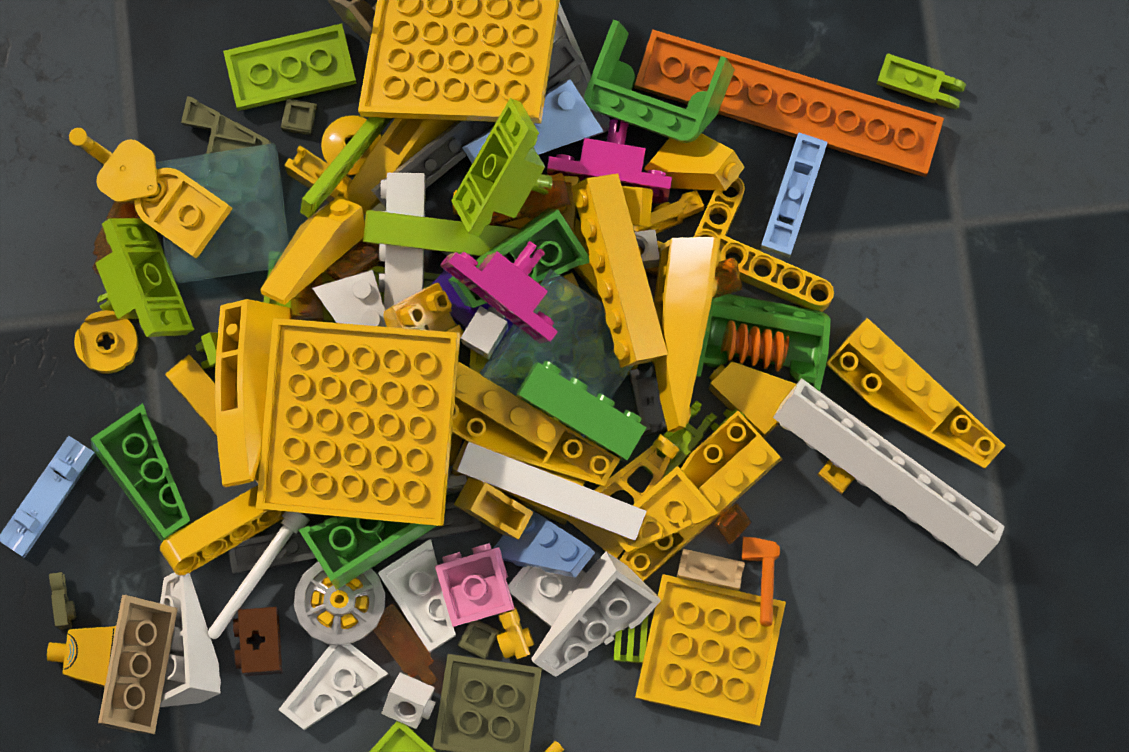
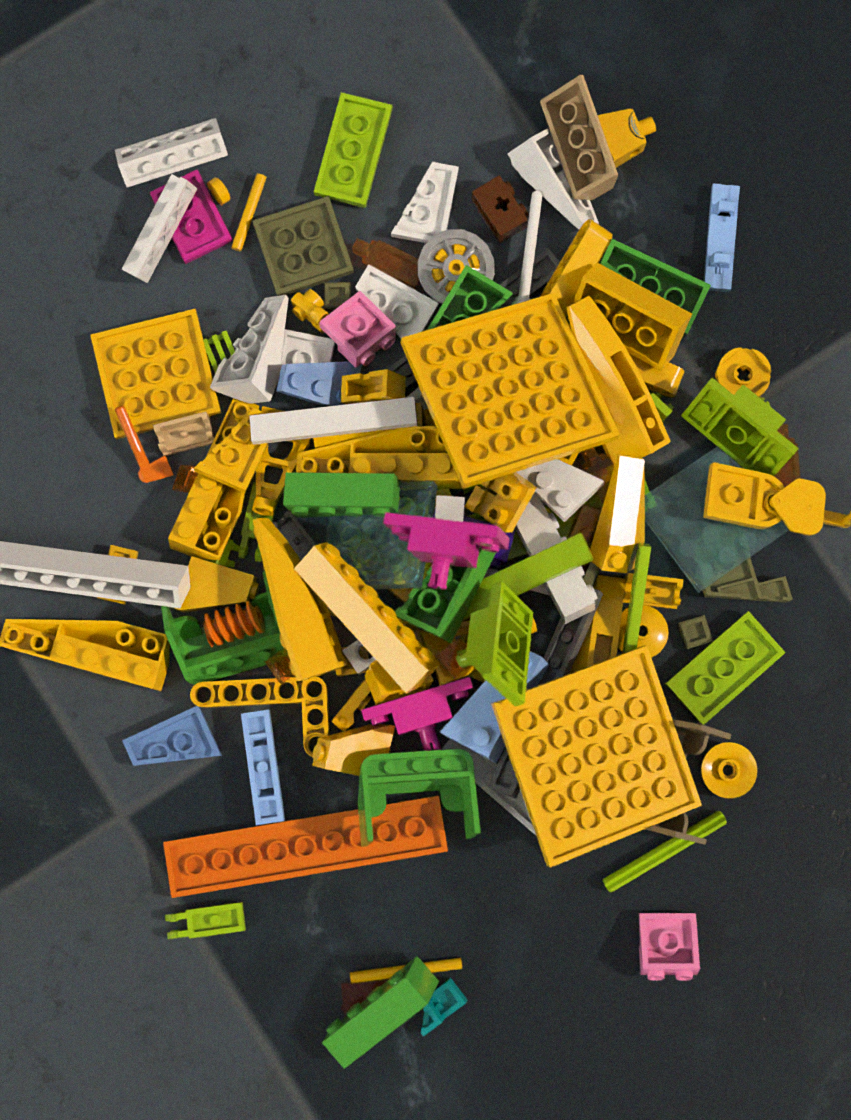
camera: 160 degrees right, 5 degrees up
(63, 609) = (661, 160): olive plate -> none
(186, 446) = (642, 320): none -> yellow brick
(409, 701) = (363, 220): white brick -> none
(868, 268) = (174, 739): none -> medium blue wing

